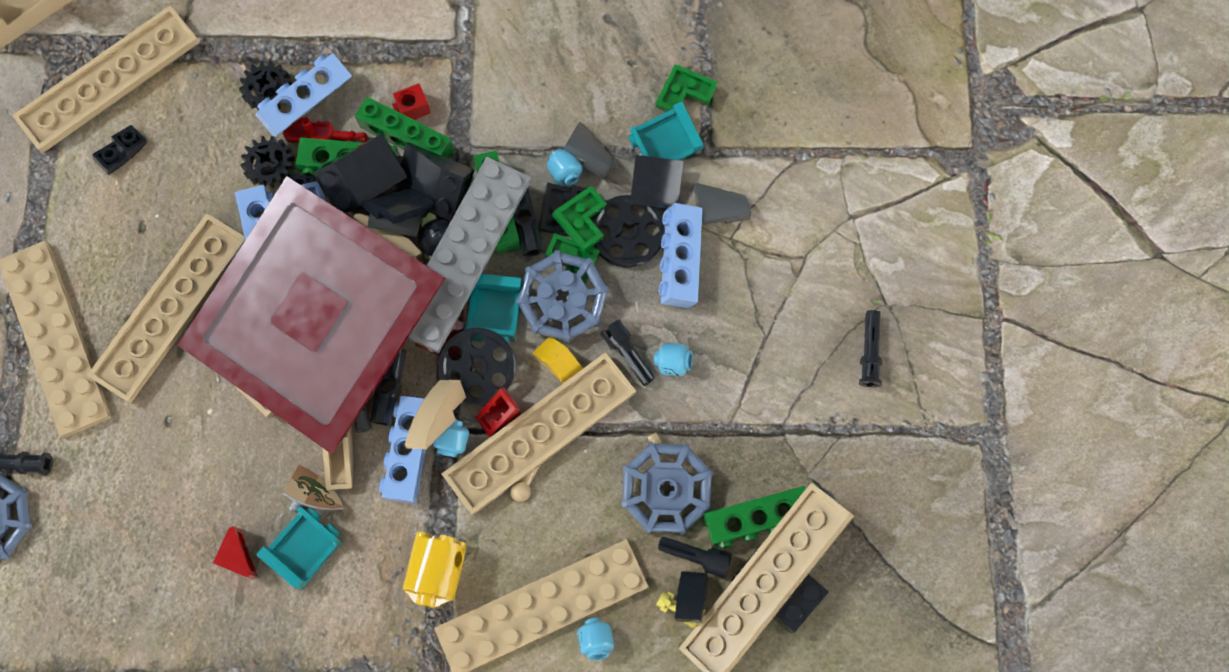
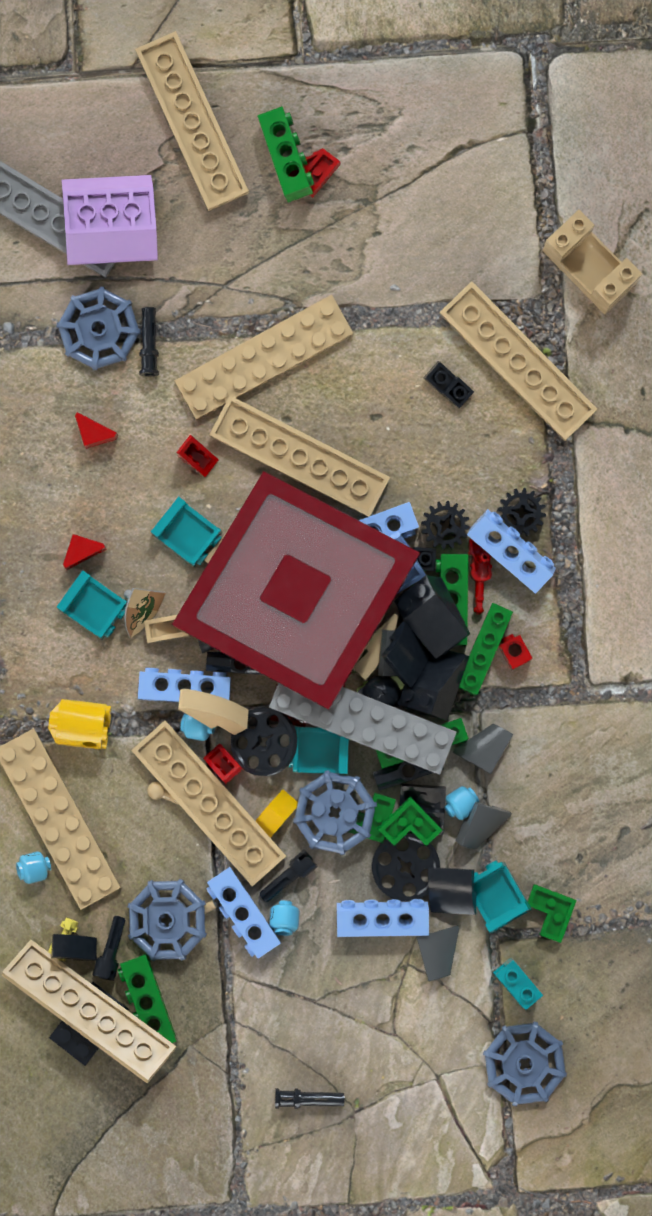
camera: 85 degrees right, 10 degrees up
(101, 531) = (93, 432): none -> red slope
(148, 417) = (197, 456): none -> red slope
(234, 435) = (187, 532): none -> teal panel
(508, 139) = (485, 747): none -> dark grey slope
(694, 378) = (268, 938): none -> light blue brick
(757, 121) = (518, 983): none -> teal panel
(841, 141) = (523, 1050): none -> sand blue plate

